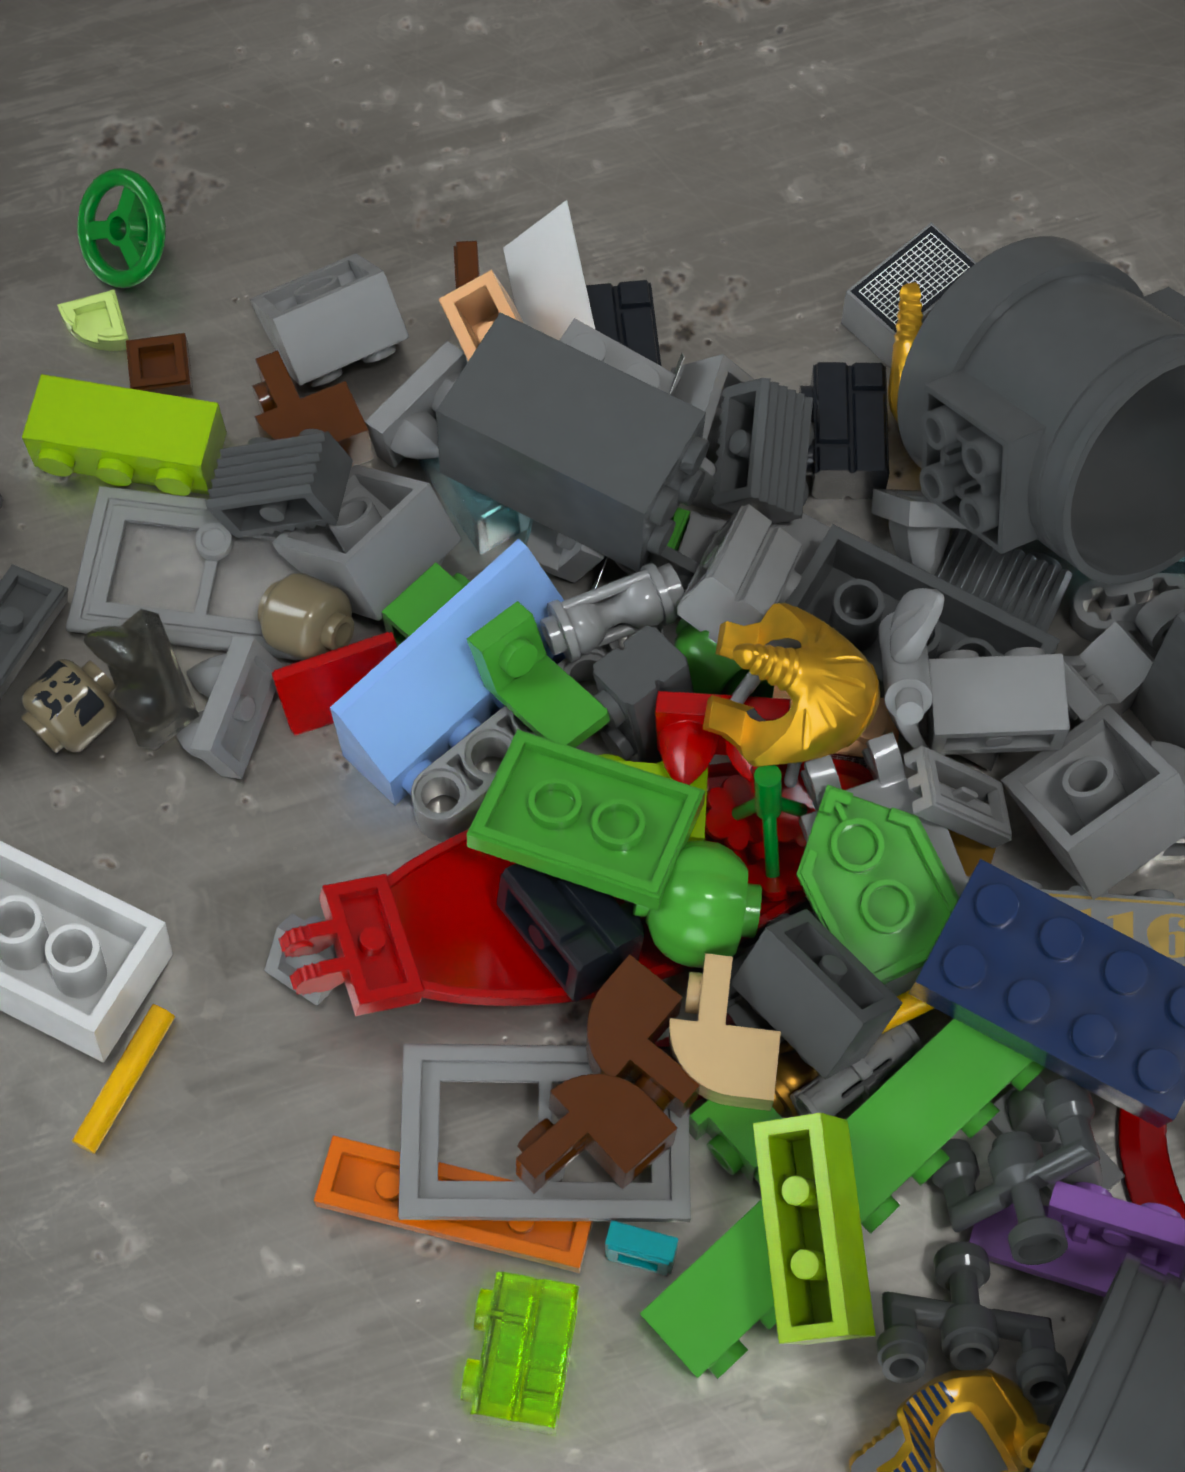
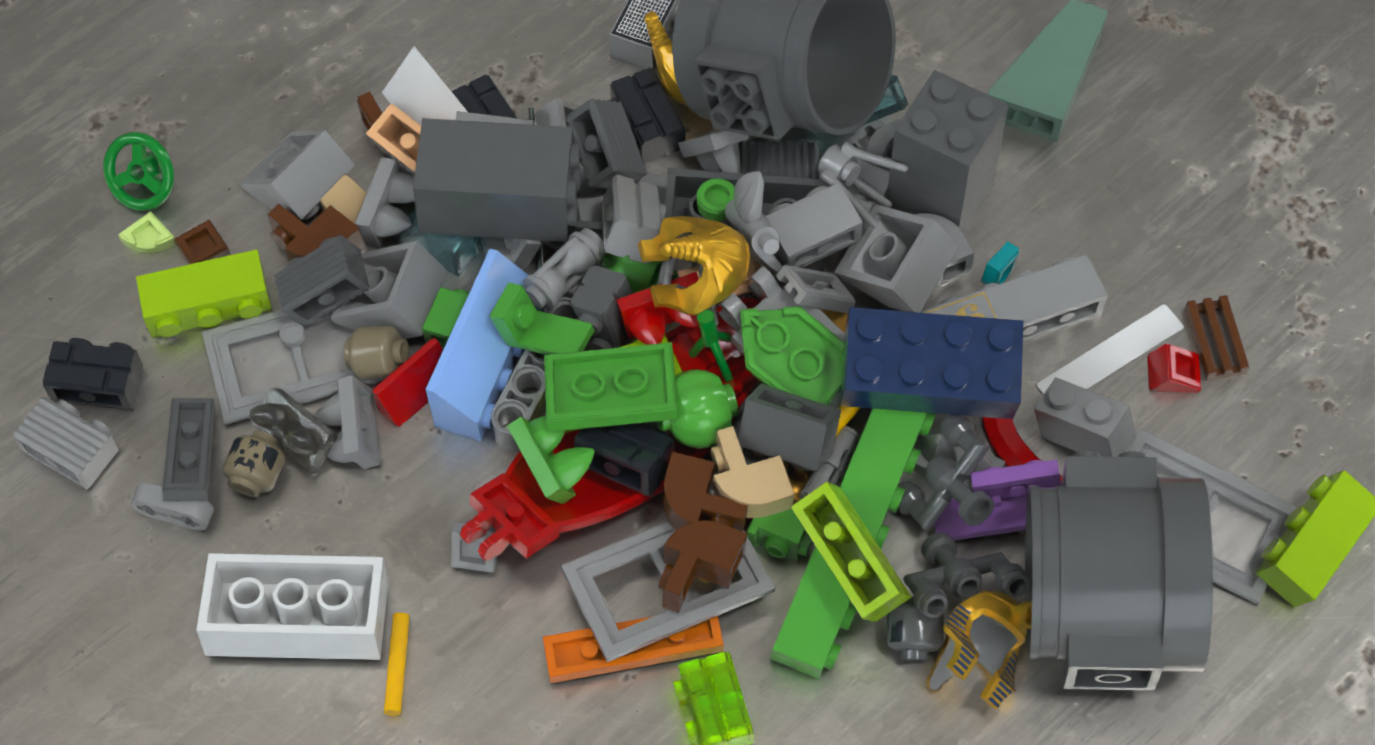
camera: 25 degrees left, 5 degrees down
(372, 378) = (345, 197): none -> tan slope
(450, 903) = (553, 472): none -> bright green tile
(641, 1248) = (753, 619): teal tile -> none
(857, 1383) = (913, 632): none -> dark grey head
(874, 596) = (714, 197): none -> bright green tile
(1083, 627) = (841, 166): none -> light grey plant

